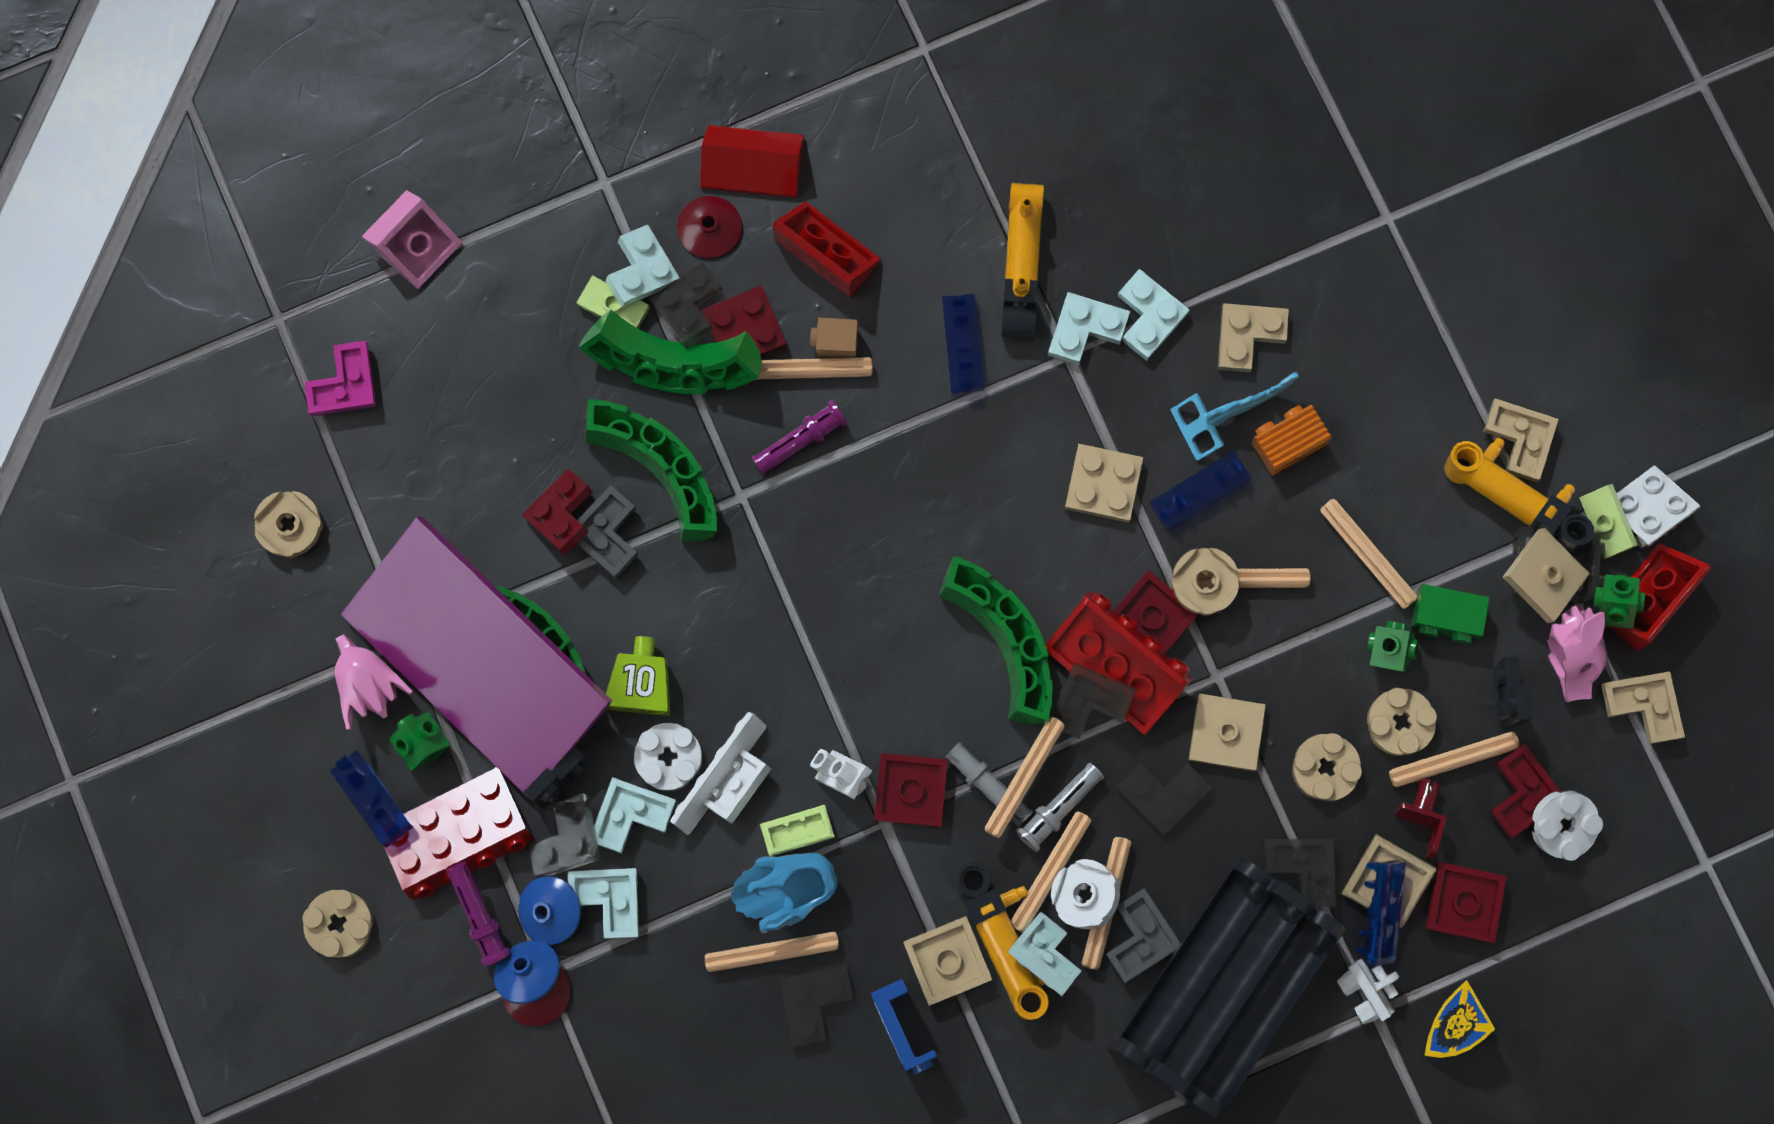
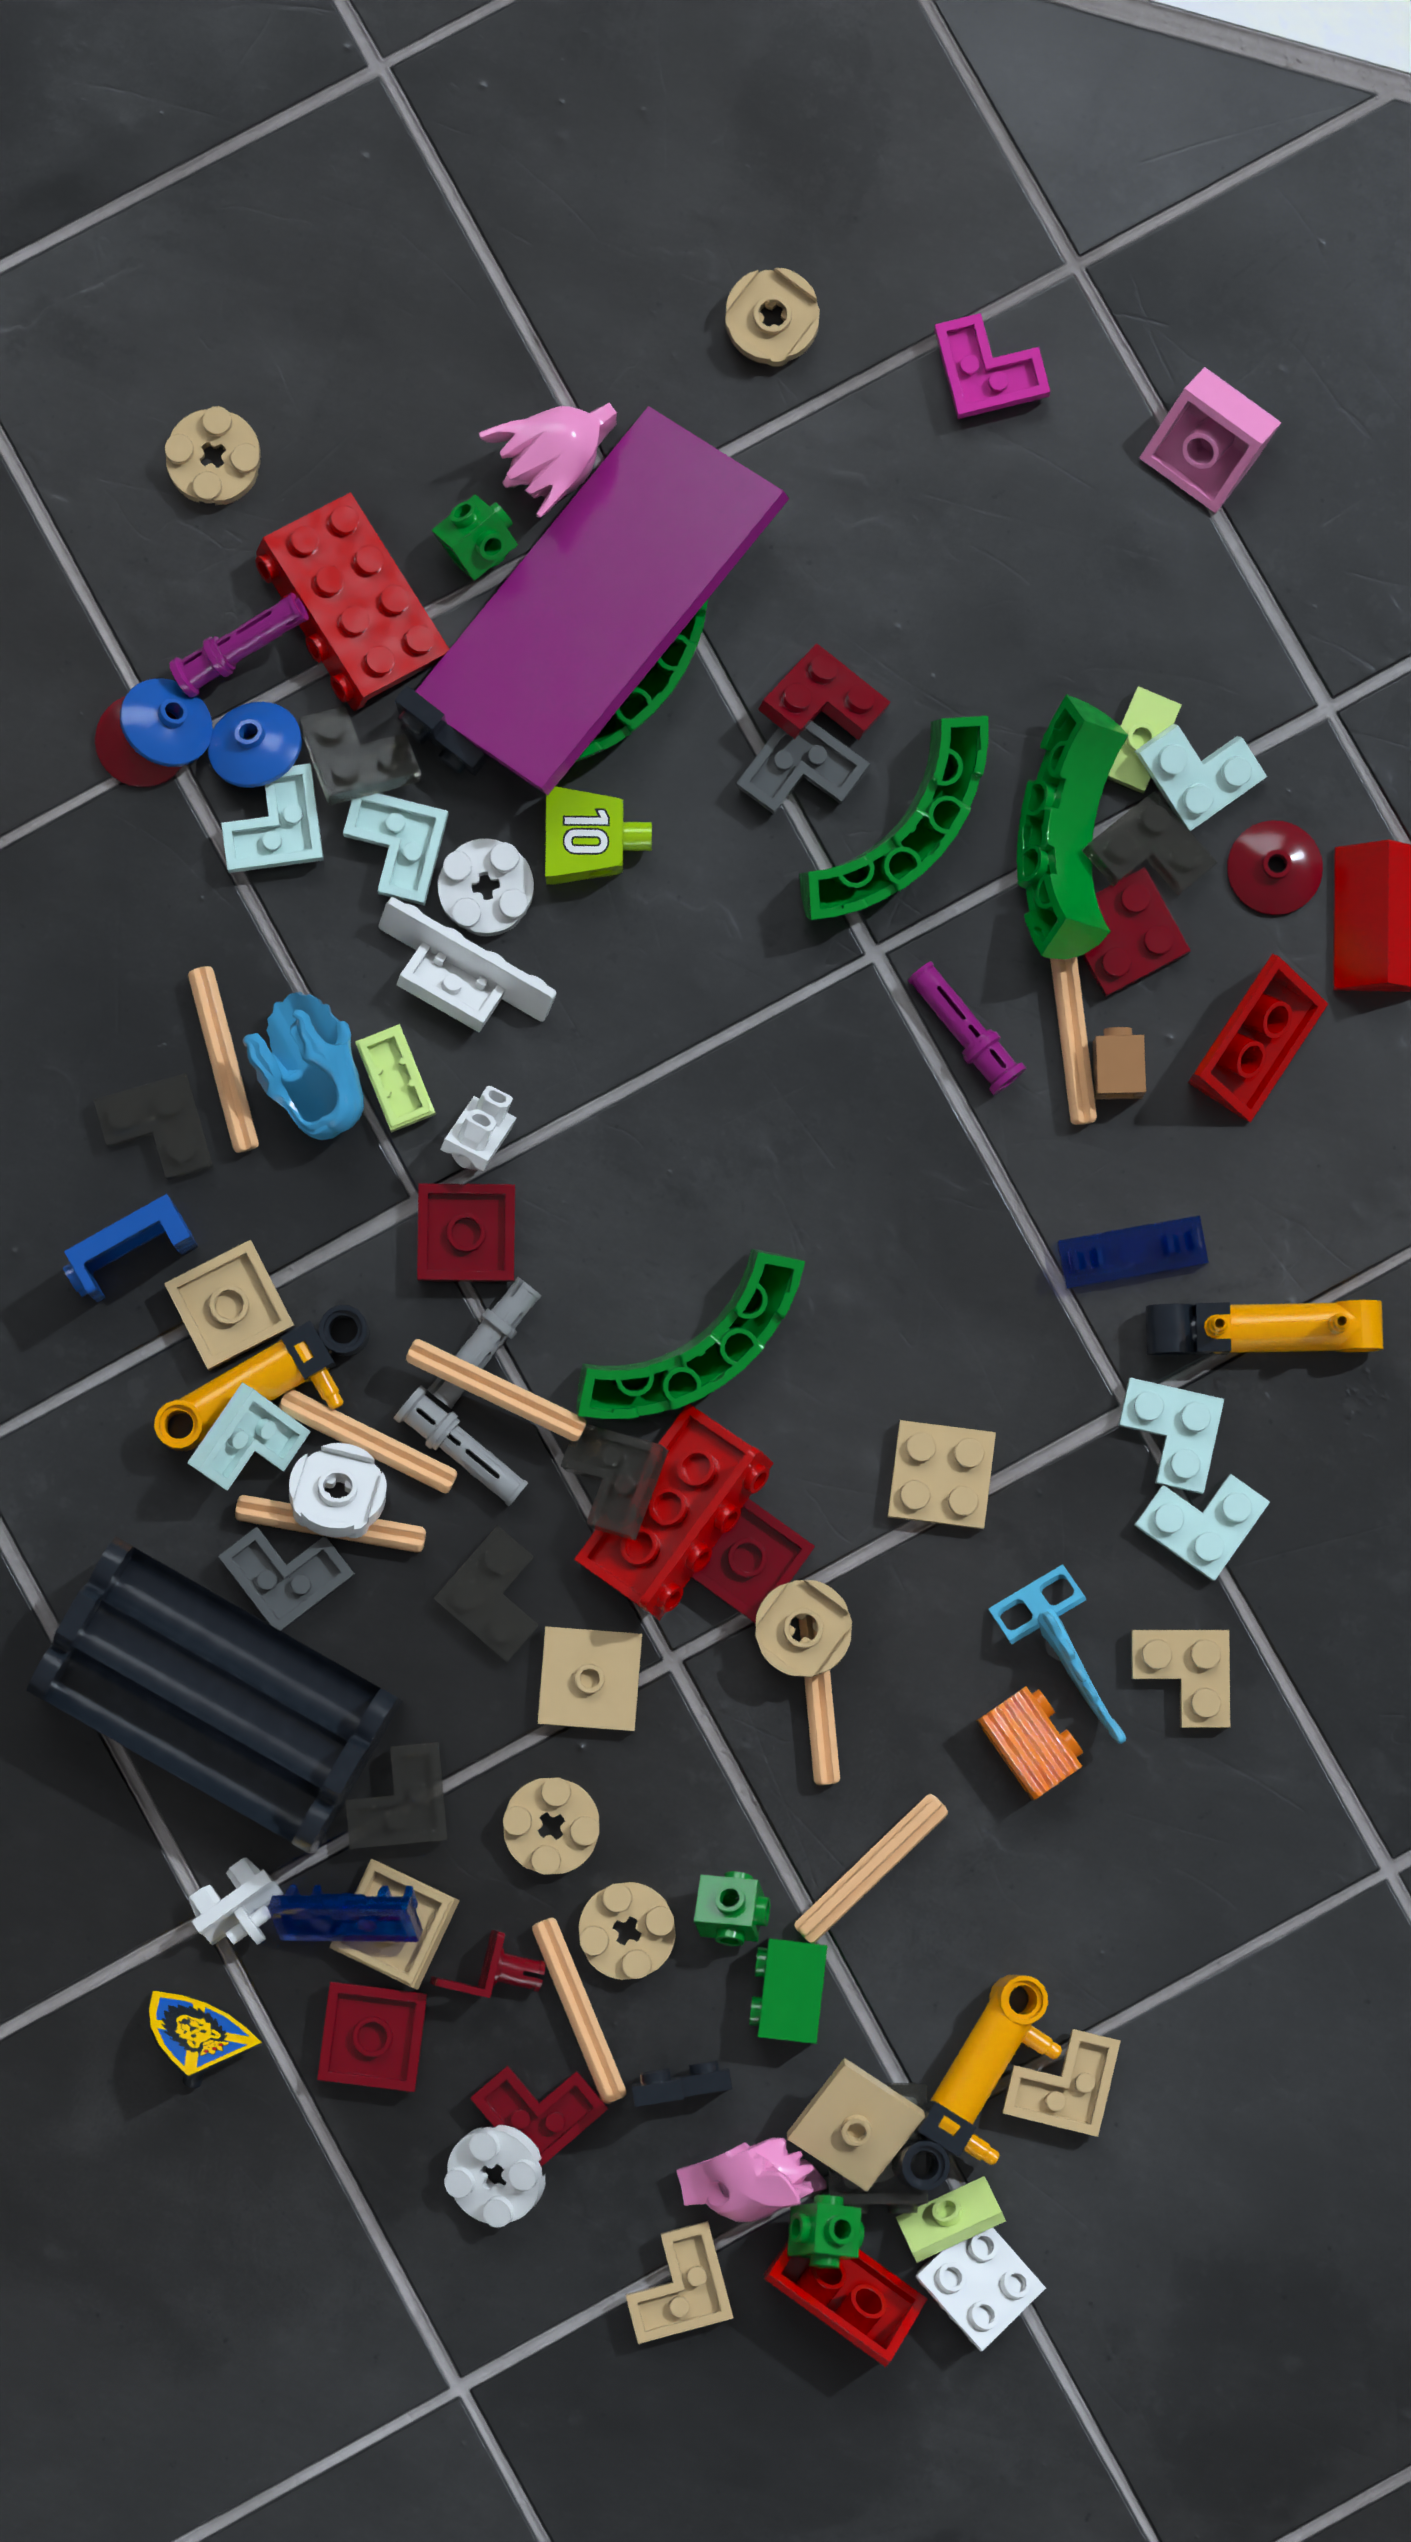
camera: 80 degrees right, 5 degrees up
(371, 798) = (389, 480): clear blue plate -> none
(1200, 490) = (943, 1616): clear blue plate -> none

